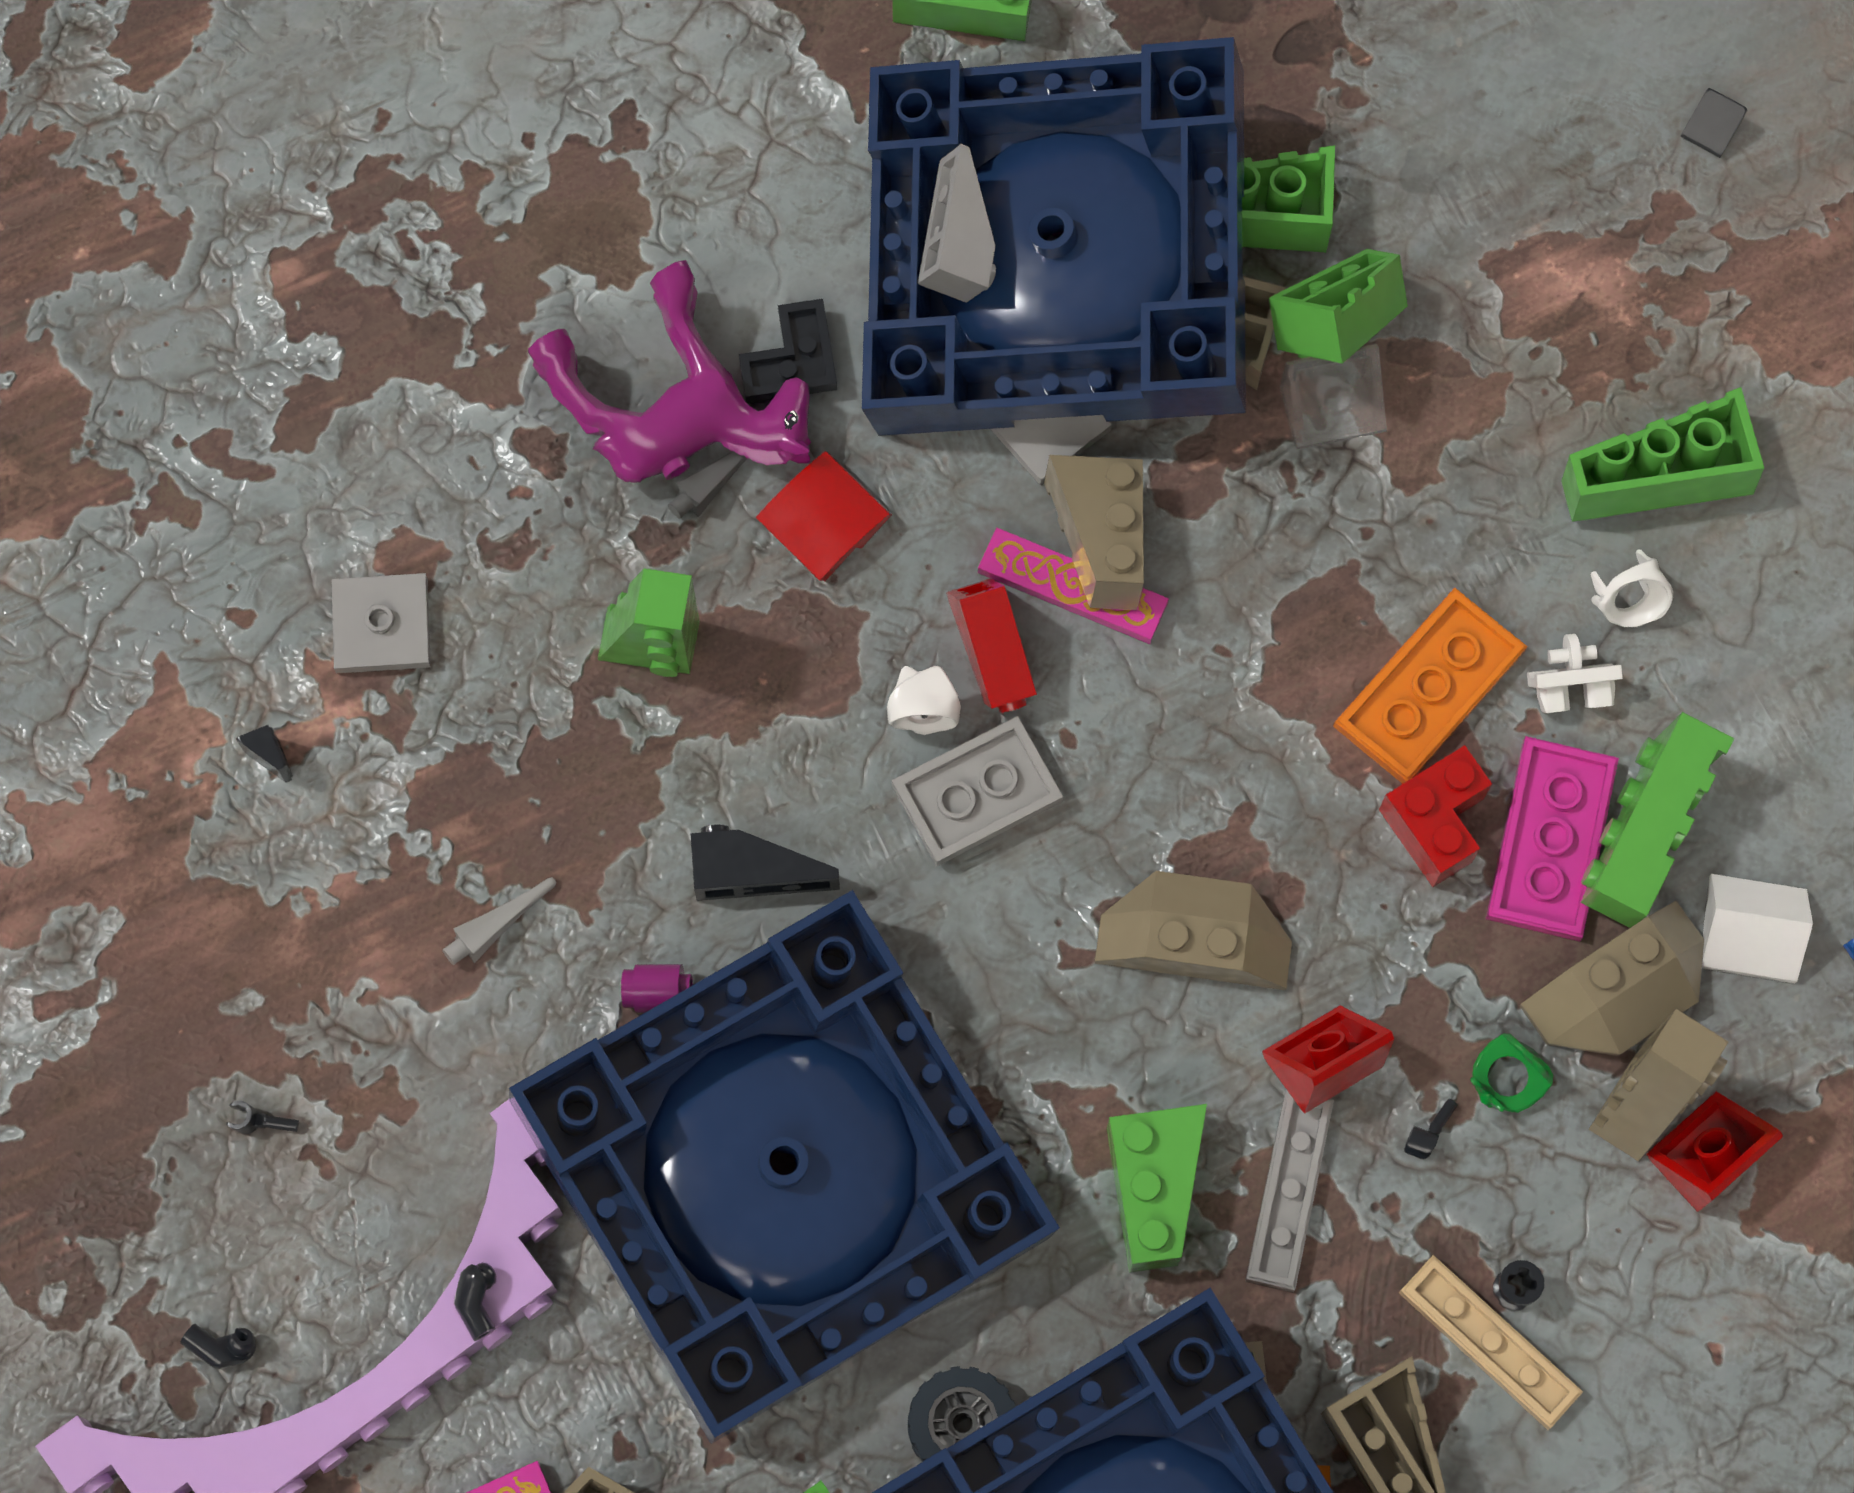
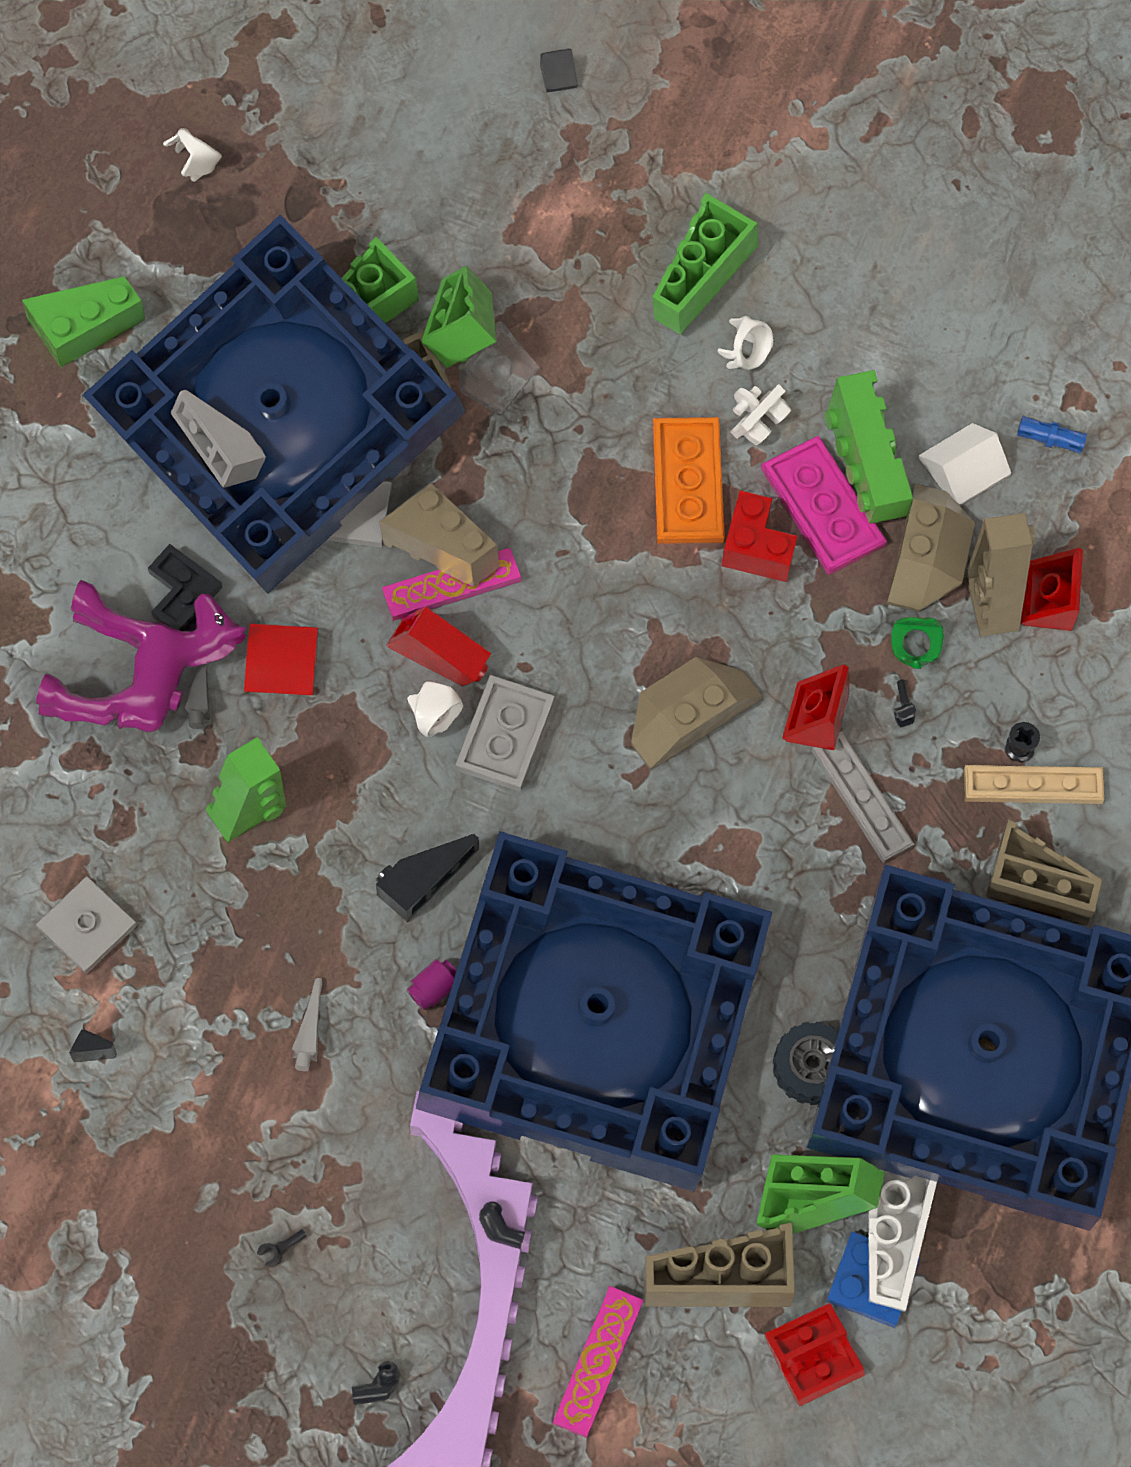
camera: 45 degrees left, 5 degrees down
(1154, 1181) = (793, 851): bright green wedge -> none

